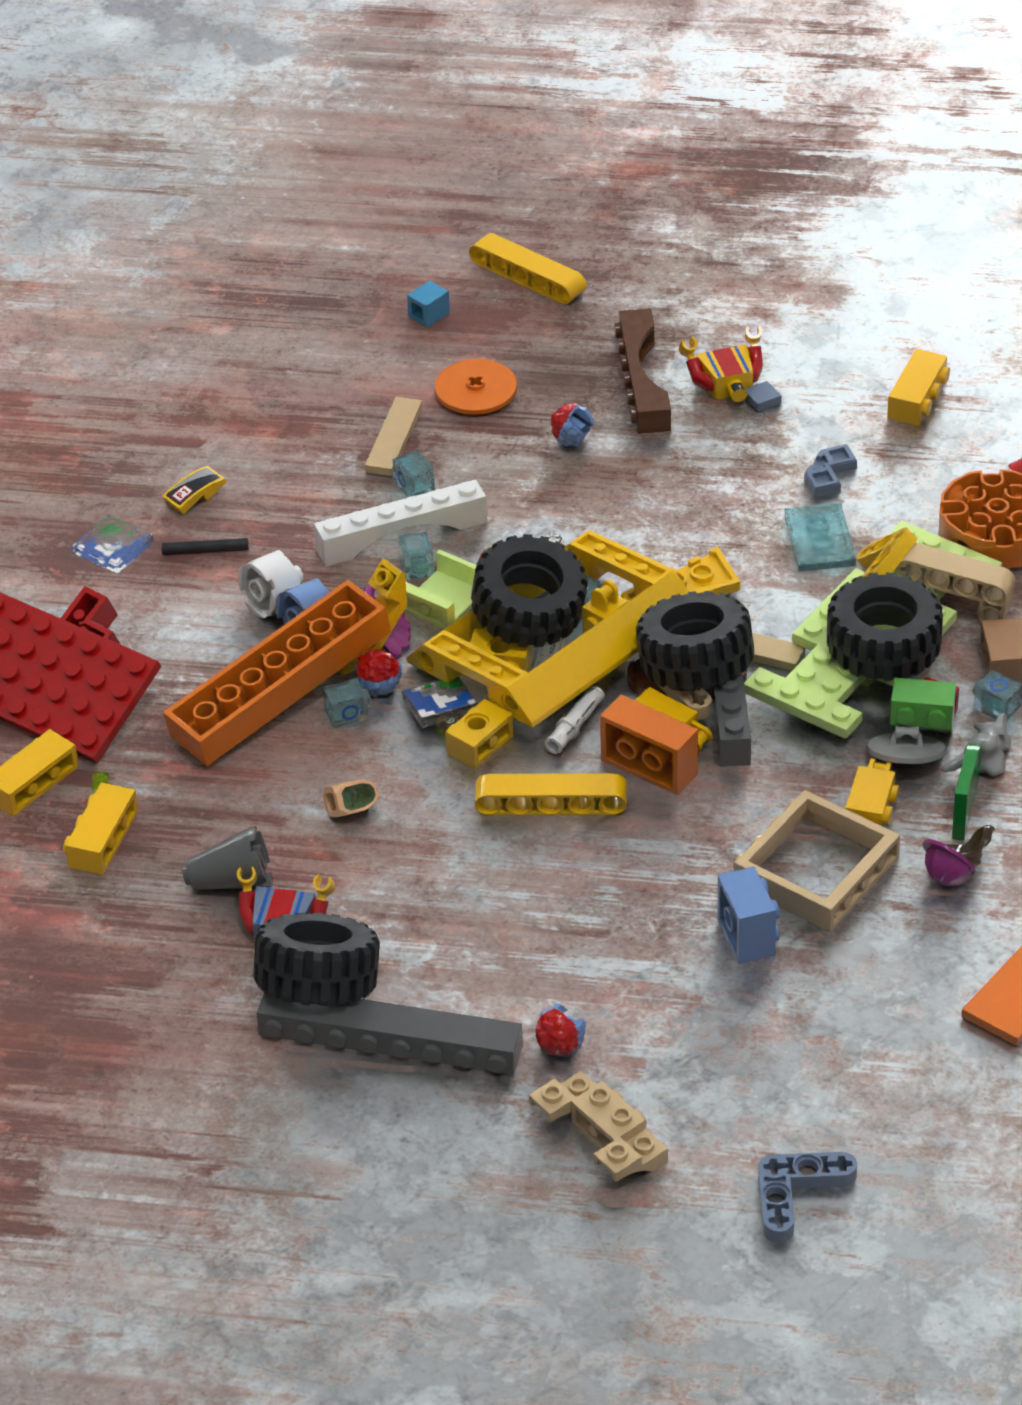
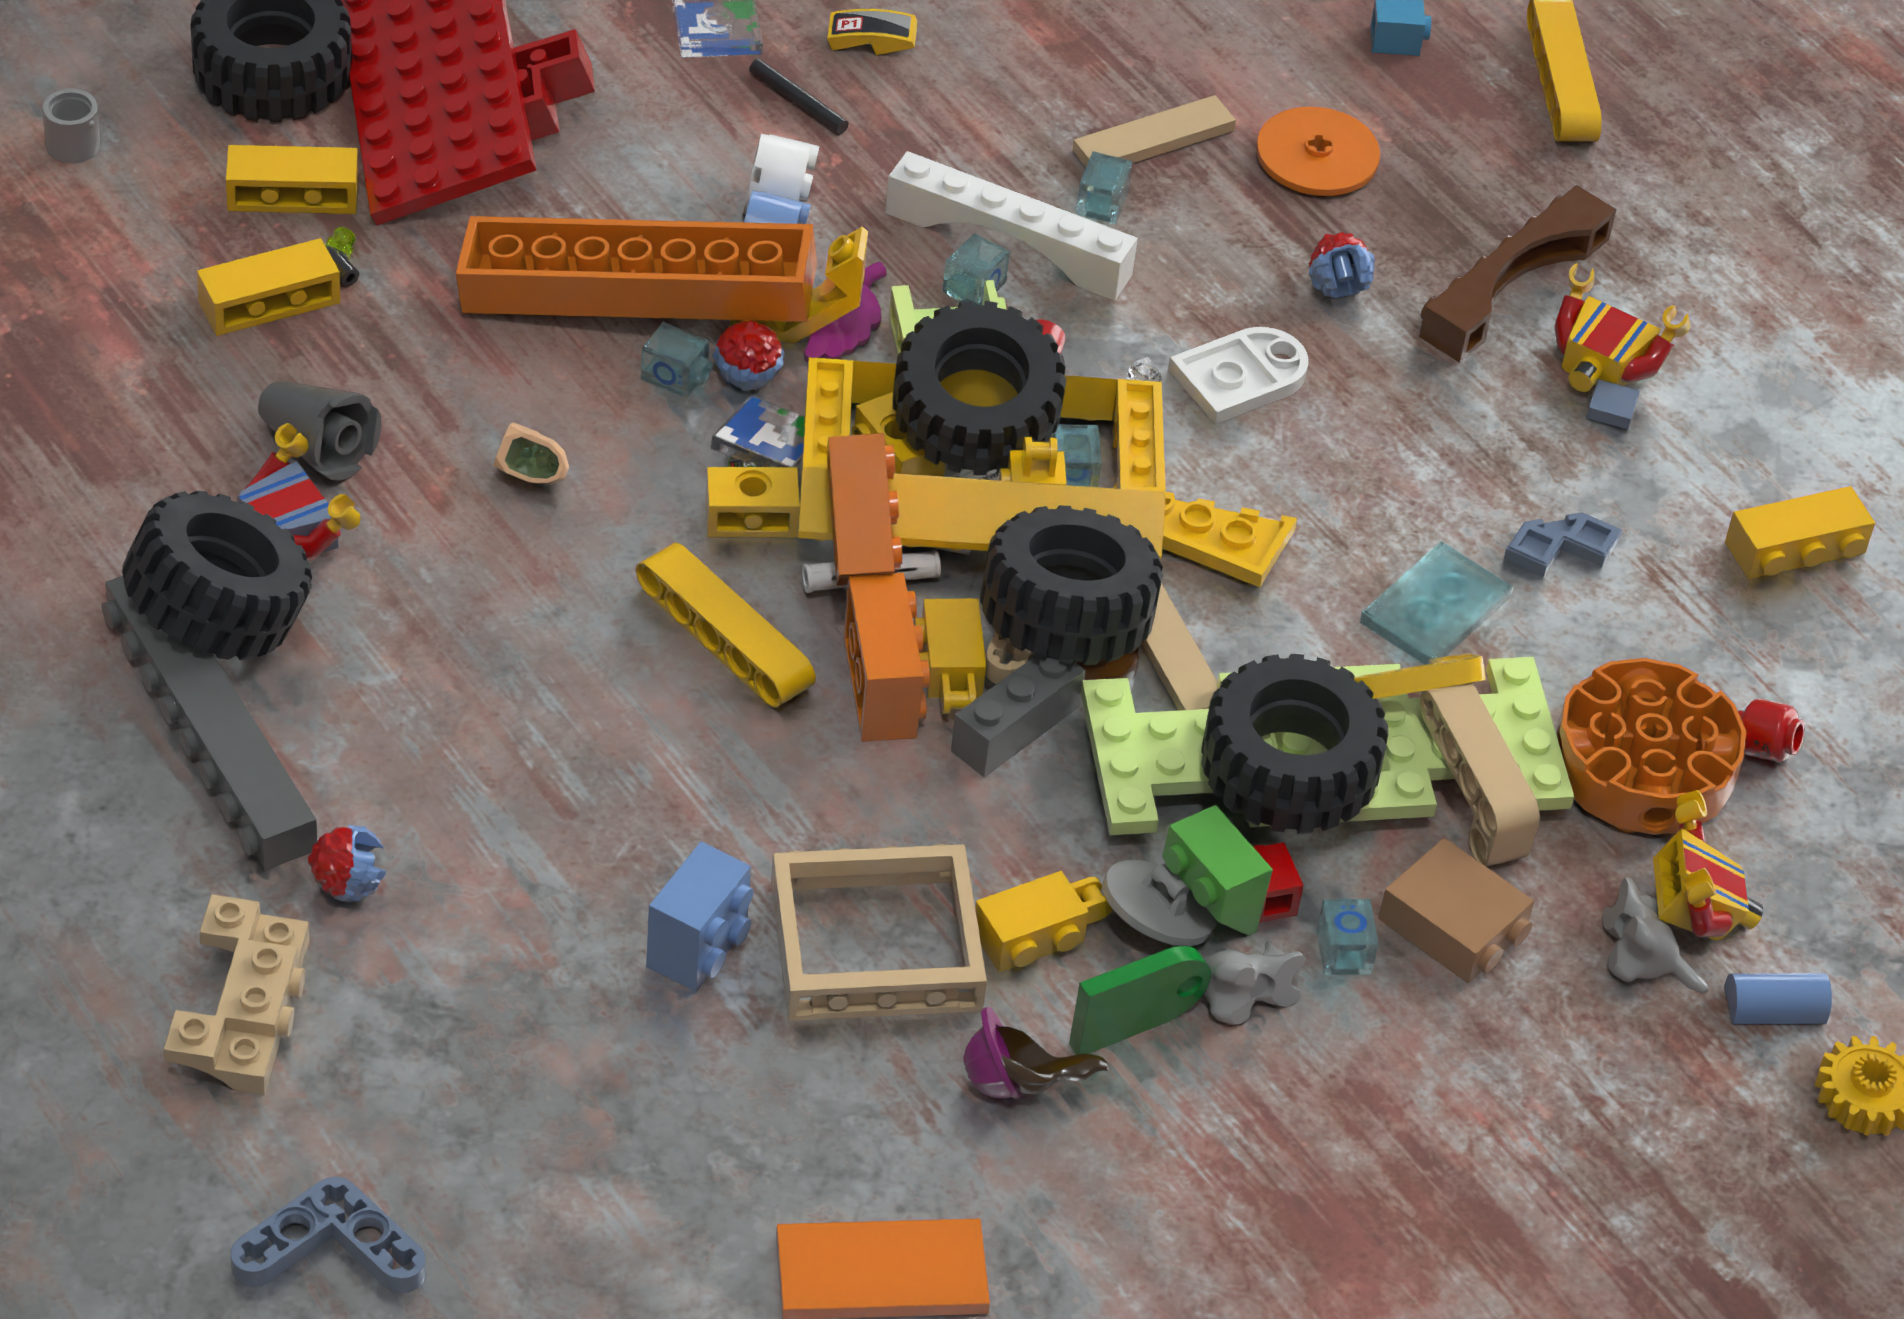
camera: 40 degrees right, 5 degrees up
(565, 682) = (862, 506): none -> orange brick
(591, 507) = (1241, 371): none -> white tile

